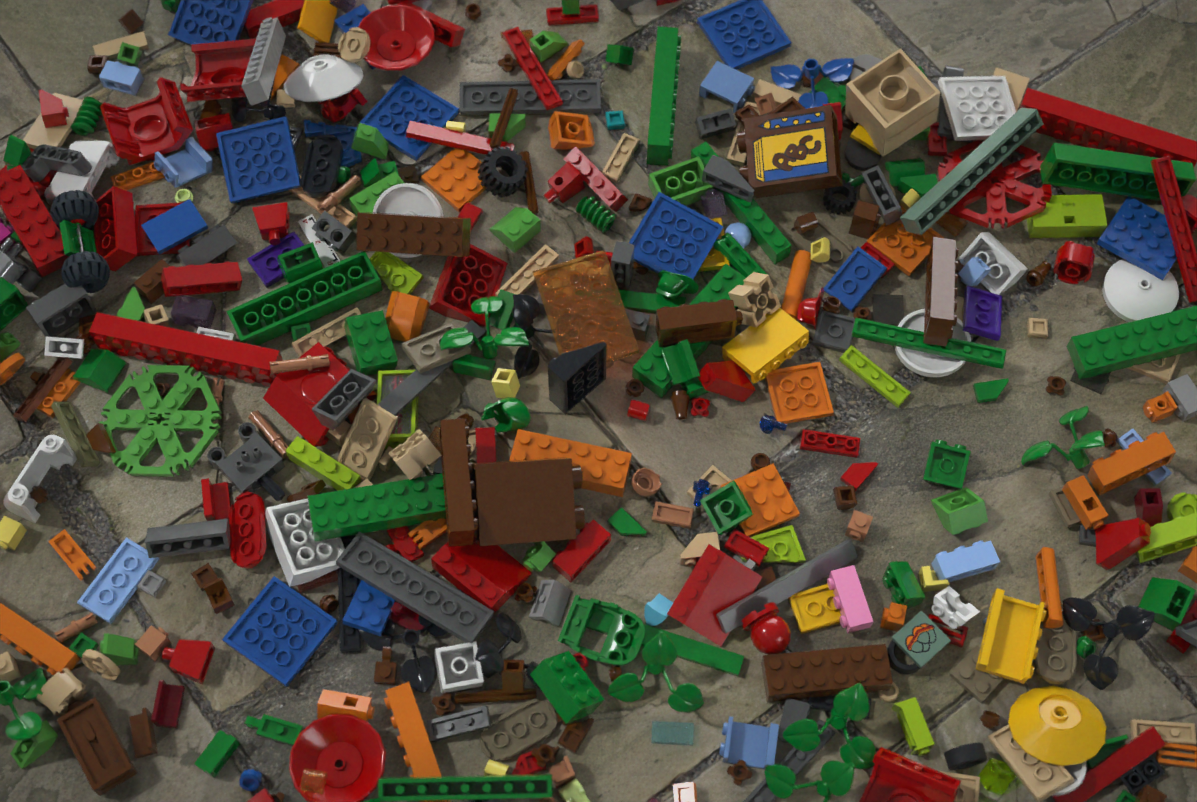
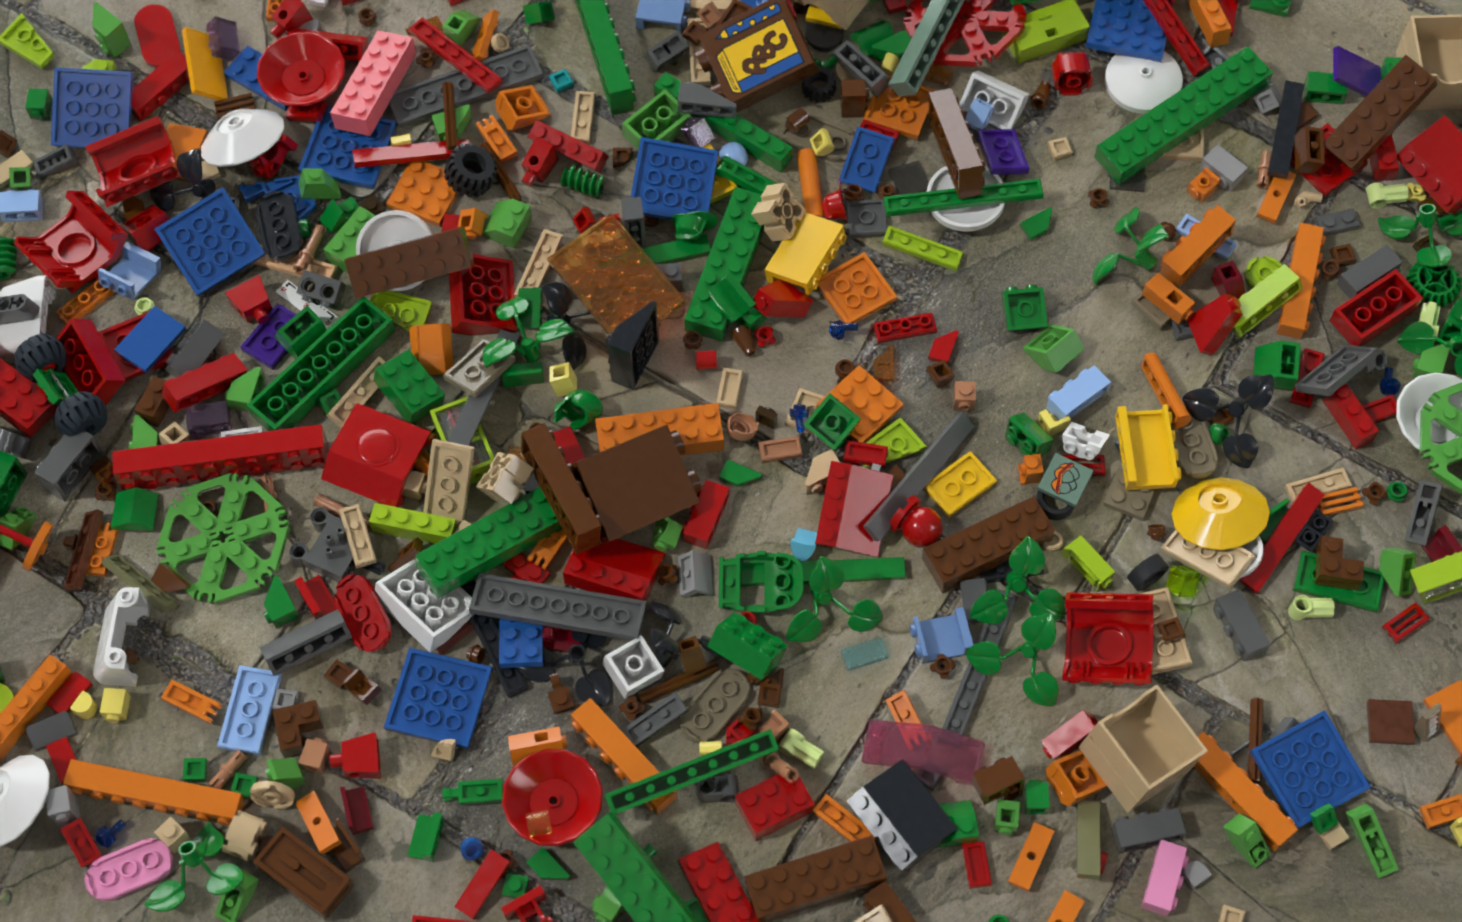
camera: 20 degrees left, 0 degrees up
(49, 616) = (194, 769): none -> green plate
(64, 347) = (91, 499): white slope -> none
(129, 705) = (318, 822): none -> orange tile
(146, 606) = (293, 722): none -> reddish brown brick
(177, 52) = (64, 164): none -> dark grey slope
(181, 496) = (278, 605): none -> green slope
(234, 295) = (244, 389): none -> bright green slope
(264, 61) = (180, 136): light grey brick -> none
(265, 680) = (445, 749): none -> tan tile
(270, 460) = (357, 536): none -> tan tile
(300, 364) = (344, 432): nougat pin -> none
(343, 398) = (411, 447): dark grey slope -> none
(354, 45) = (262, 90): tan tile -> none
(386, 460) = (474, 495): tan tile -> none
(390, 78) = (306, 113): none -> red plate
(452, 69) = (373, 83): none -> coral brick
(485, 218) = (473, 222): none -> orange brick
(538, 153) = (497, 139): none -> orange hinge
(615, 672) = (786, 617): reddish brown plate -> none
(650, 443) = (729, 388): none -> tan tile
(672, 480) = (766, 416): none -> dark brown plate
(697, 322) = (732, 253): reddish brown piece -> none
(797, 471) = (884, 365): none -> clear orange tile
(850, 599) = (984, 467): bright pink brick -> none

